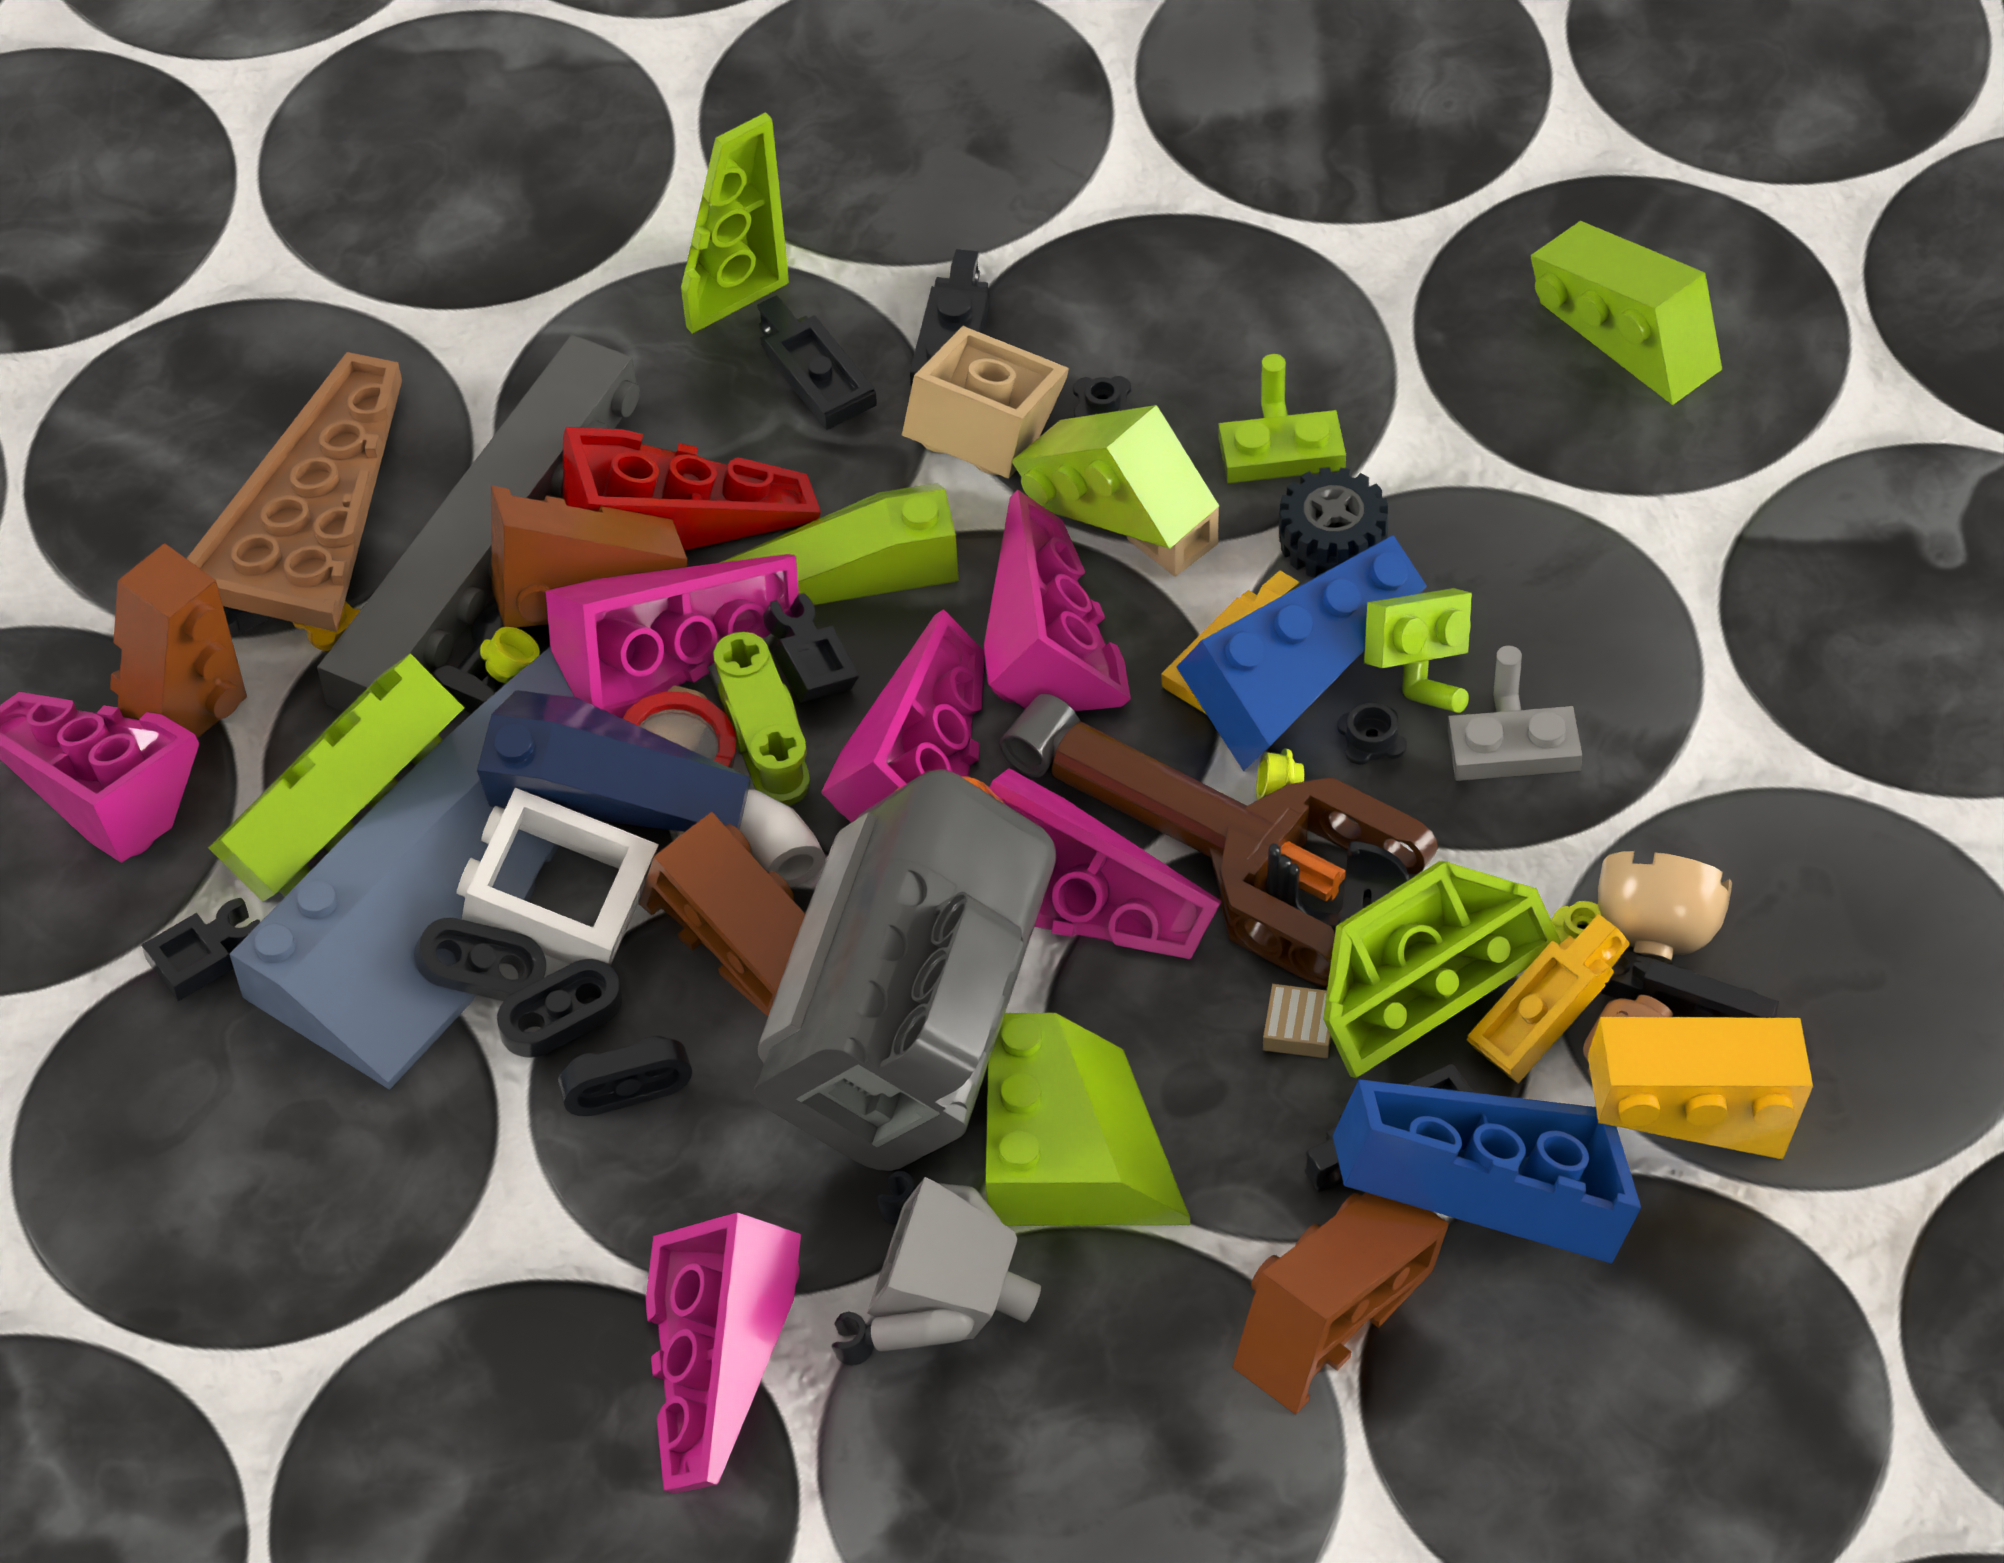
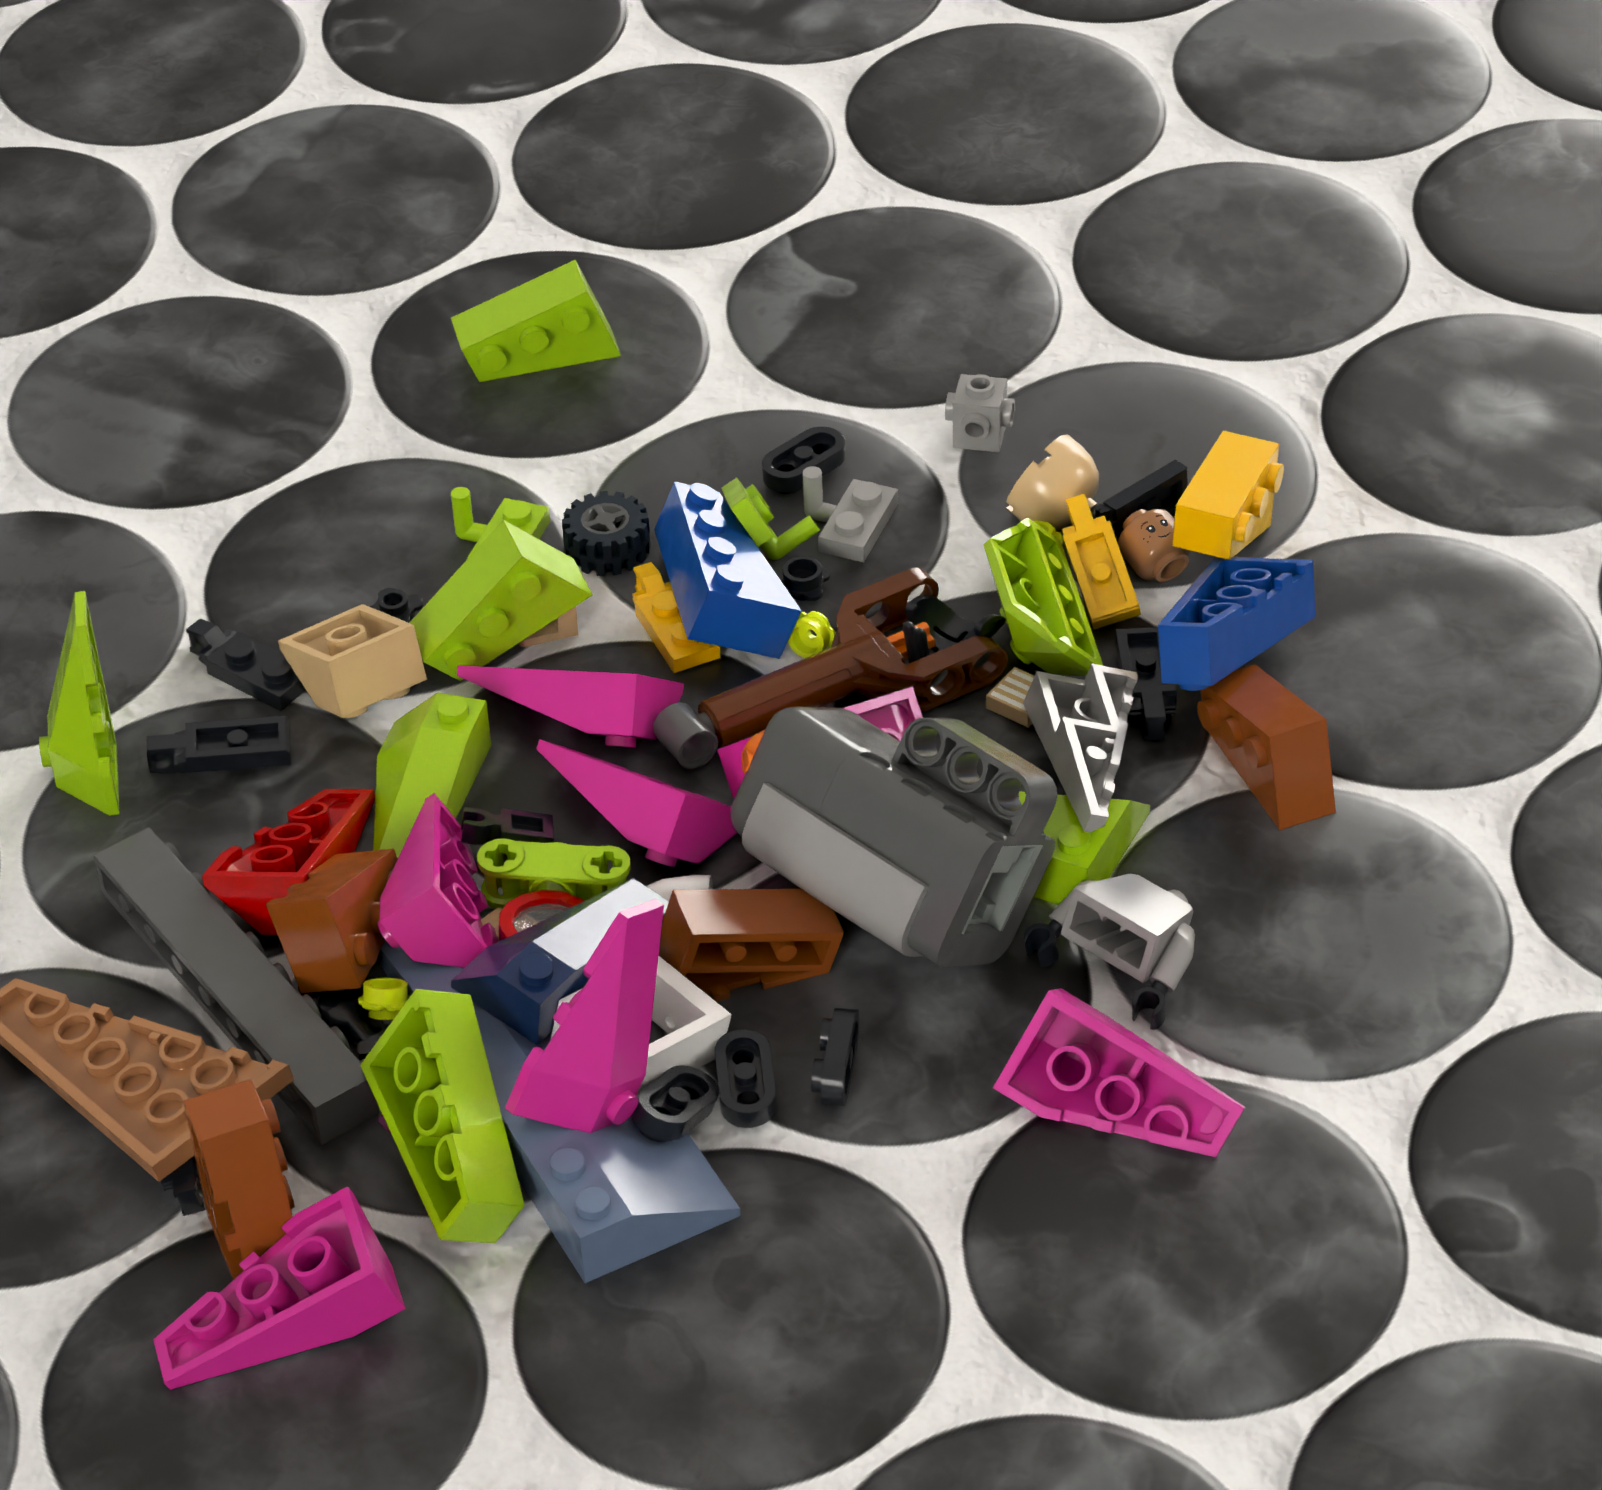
camera: 65 degrees left, 10 degrees down
(198, 952) = (531, 1284): black plate -> none
(431, 830) = (602, 1044): none -> dark pink wedge
(1237, 1086) = (1083, 733): none -> light grey wedge
(1579, 645) = (814, 447): none -> black plate
(1763, 775) = (979, 412): none -> light grey brick

